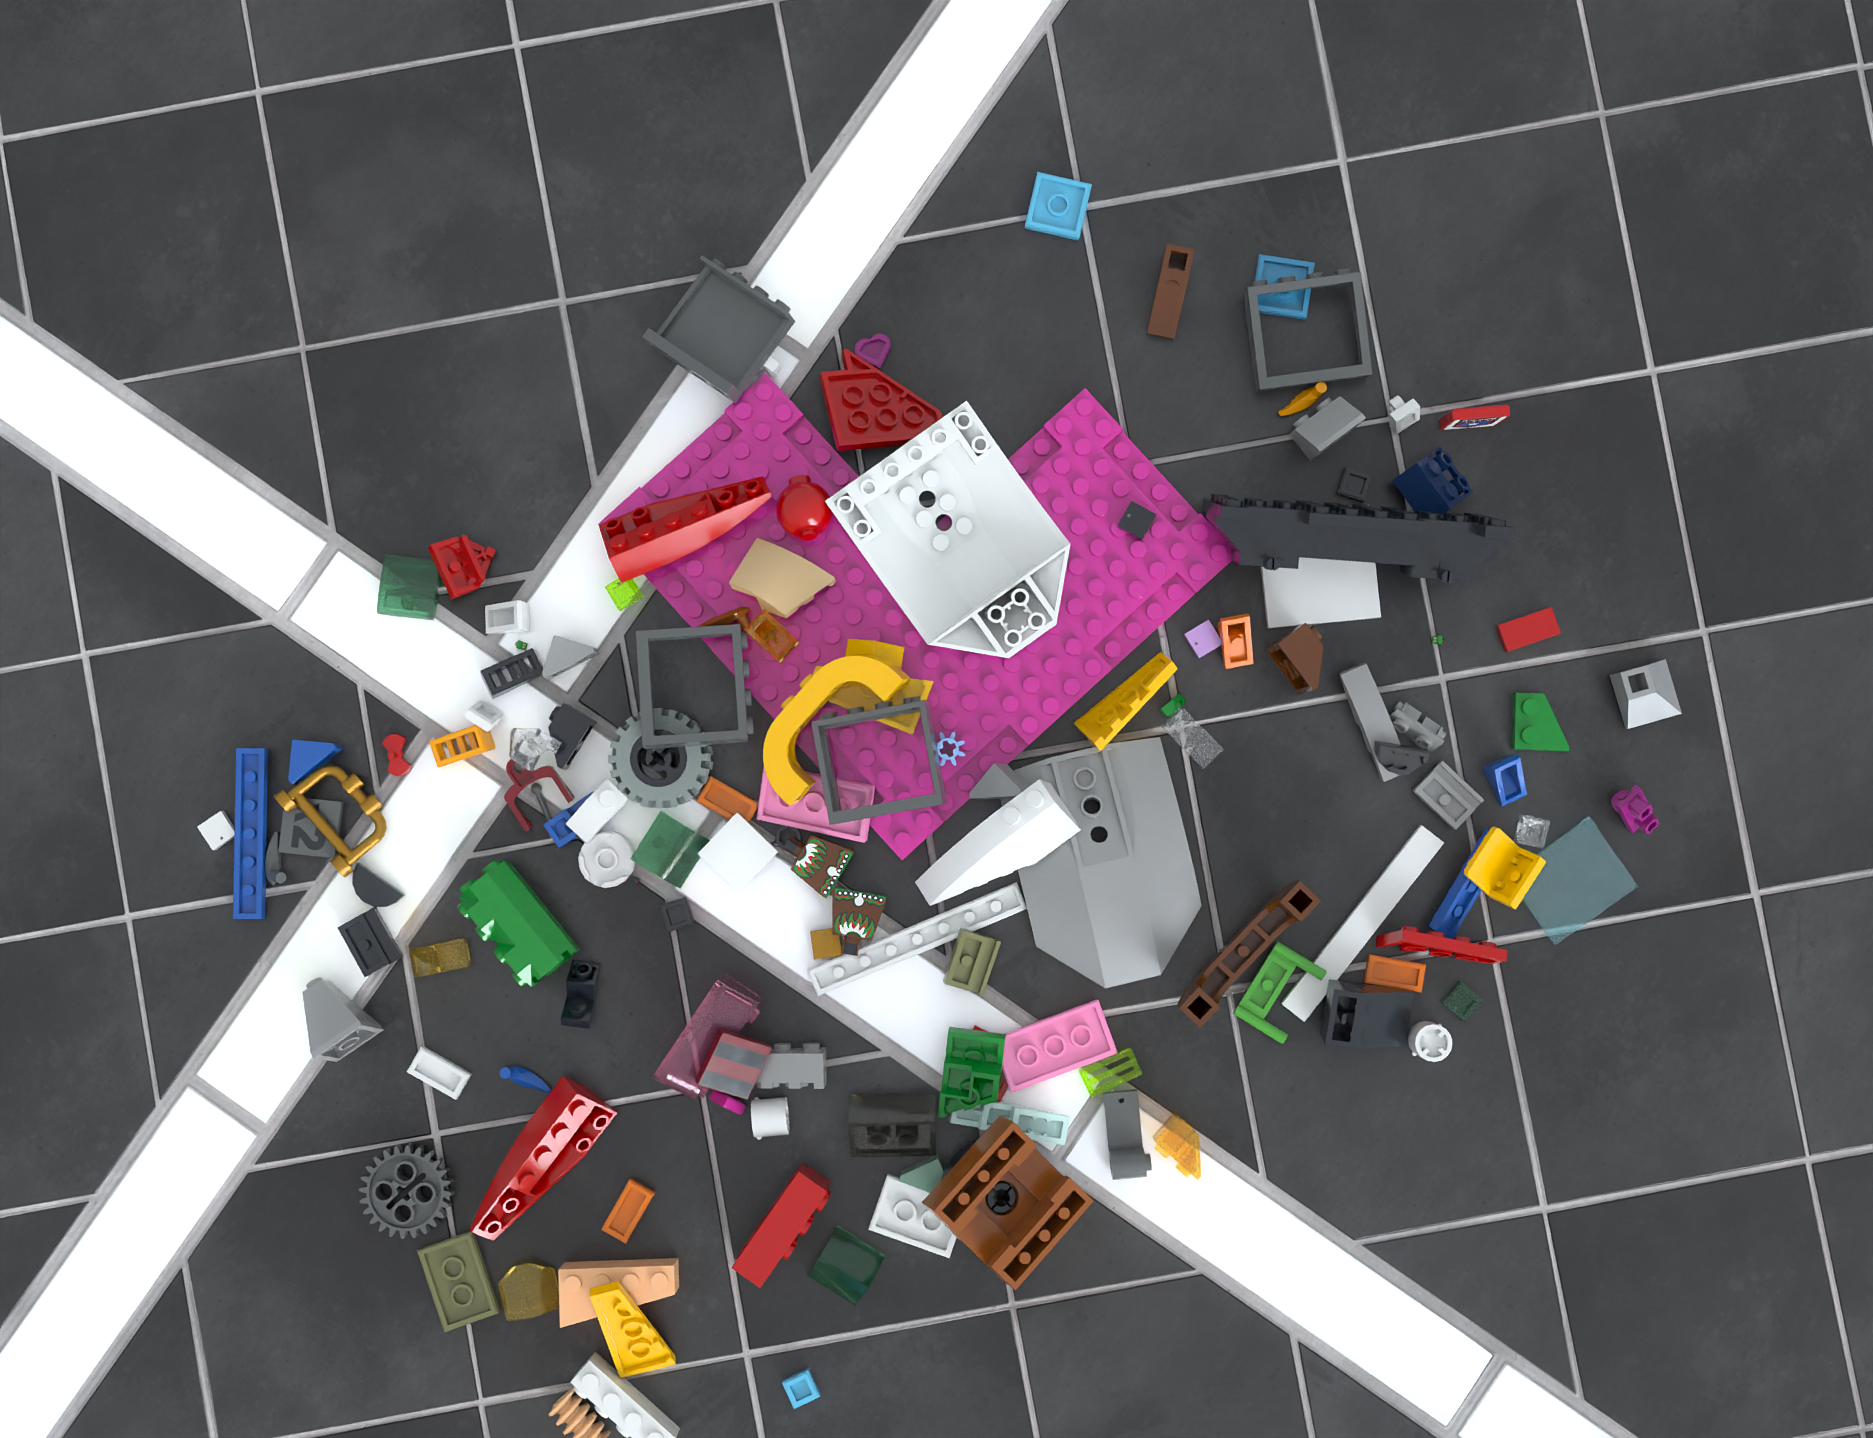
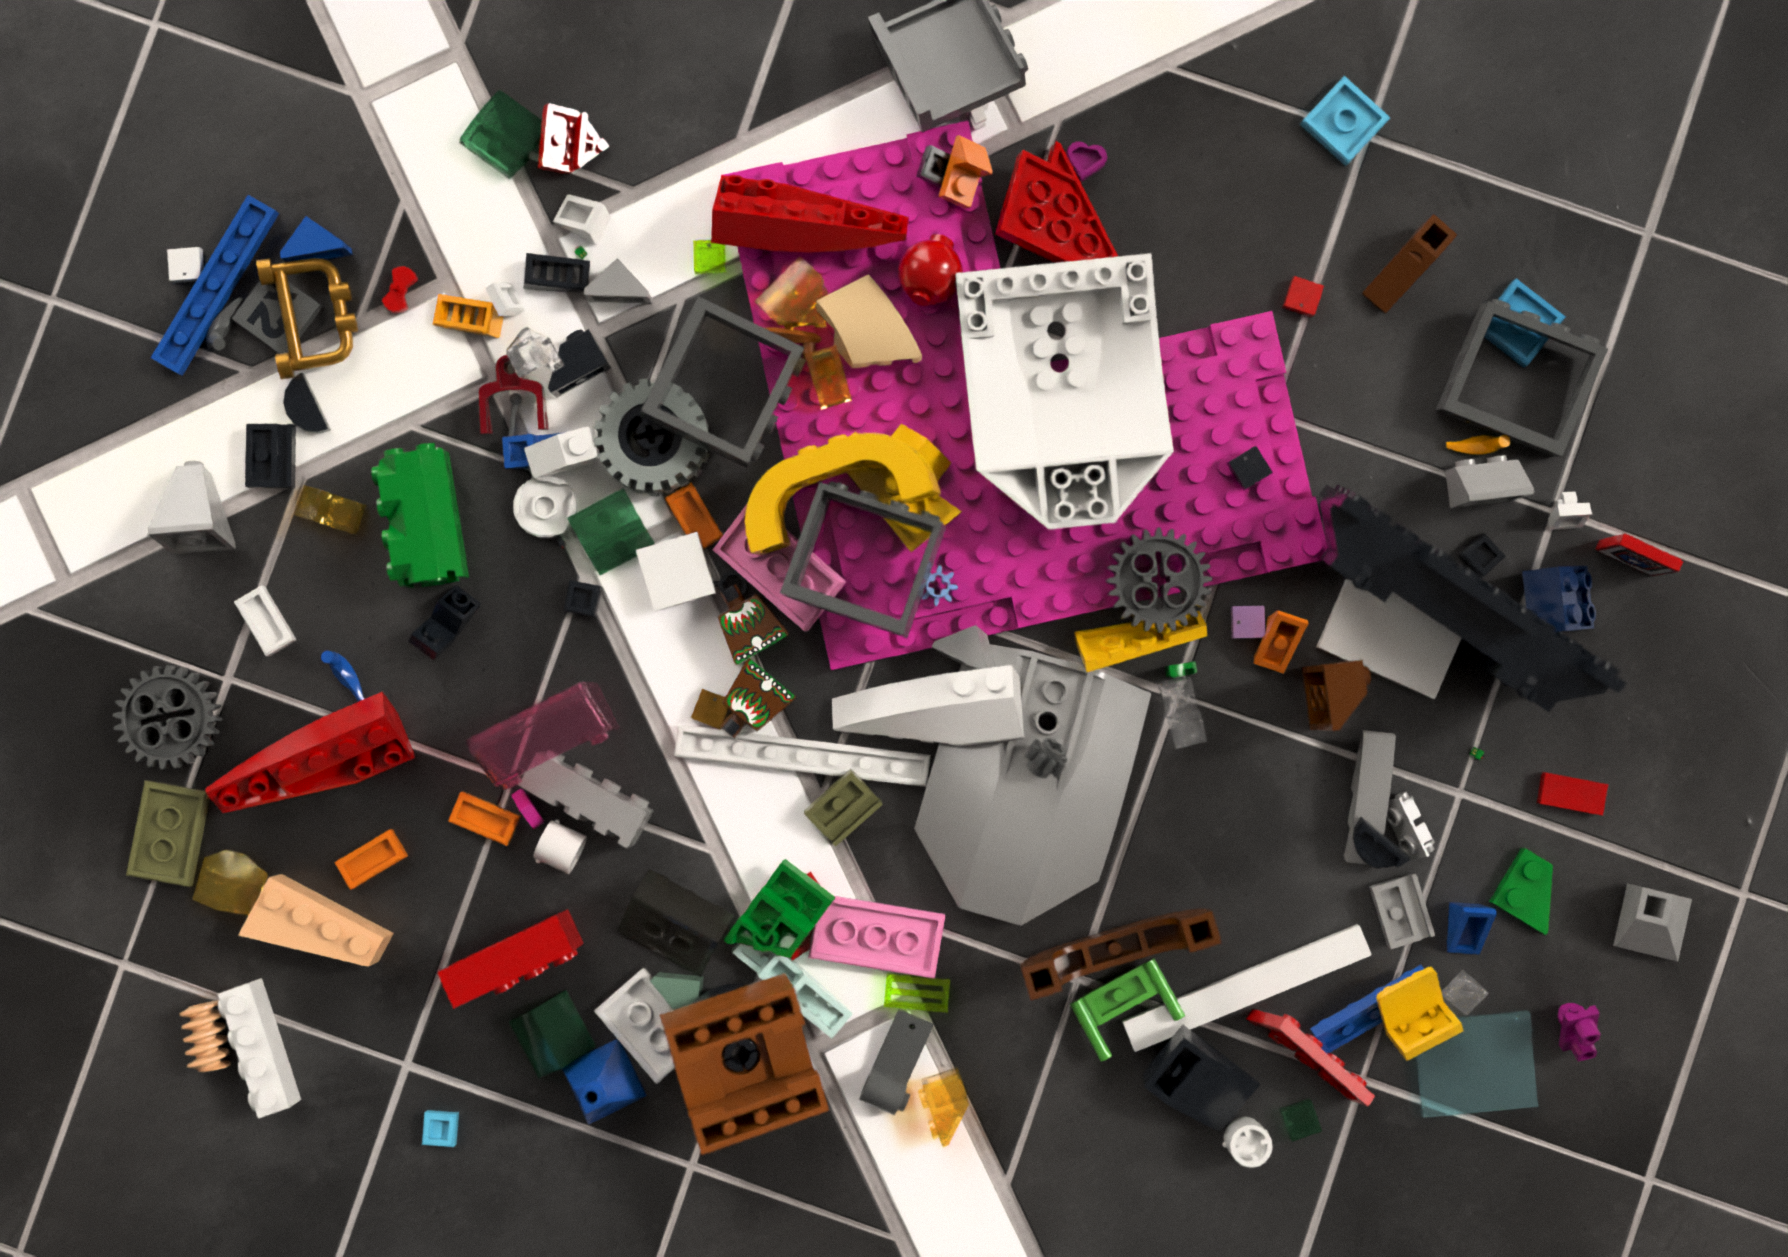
camera: 20 degrees right, 0 degrees up
(629, 1334) = (301, 977): yellow wing -> none
(698, 1128) = (484, 818): none -> orange tile
(709, 587) = (793, 297): none -> clear yellow slope
(733, 1064) = (552, 773): tile -> none
(762, 424) = (933, 165): none -> tile
(784, 412) = (965, 167): none -> orange slope
(907, 1279) = (604, 1081): none -> blue slope
(1103, 361) = (1303, 296): none -> red tile
(1106, 835) = (1046, 758): none -> dark grey gear
(1138, 634) = (1188, 580): none -> dark grey gear
(1394, 973) = (1250, 1055): orange tile -> none

